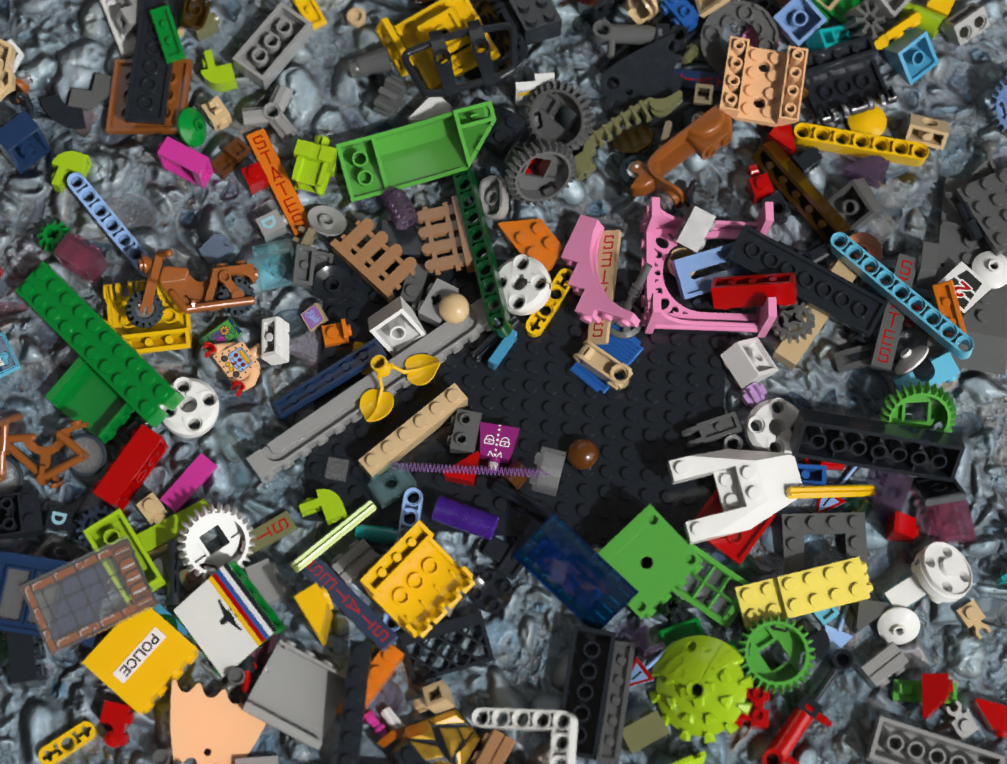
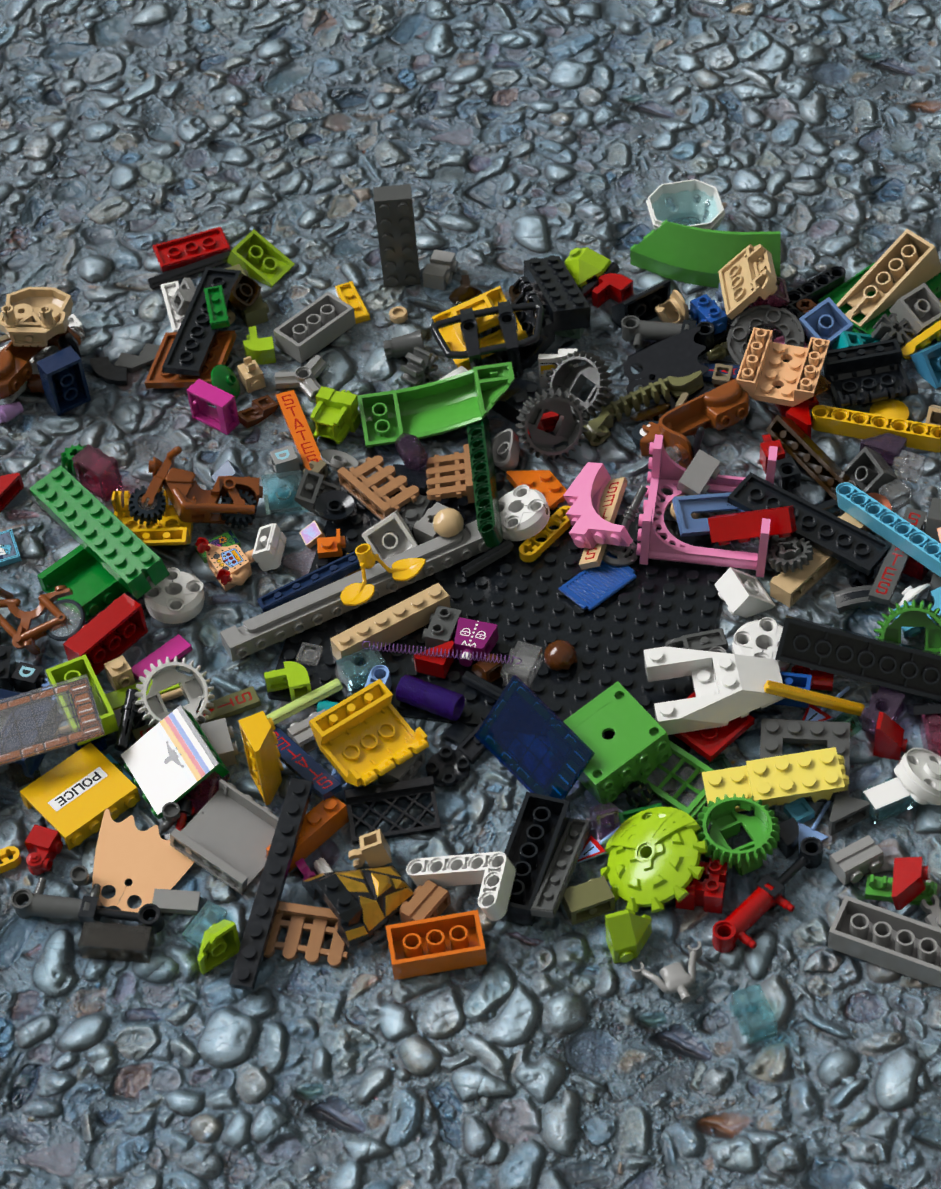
camera: 15 degrees right, 25 degrees down
(66, 164) = (104, 406): lime brick -> none
(107, 220) = (126, 445): light blue beam -> none
(255, 177) = (277, 424): red brick -> none
(394, 46) = (425, 323): yellow plate -> none
(502, 350) = (492, 565): dark azure tile -> none
(603, 365) = (593, 583): tan piece -> none
(754, 394) = (743, 616): lavender gear -> none
(807, 159) = (824, 437): black brick -> none
(898, 618) = (877, 812): white dish -> none

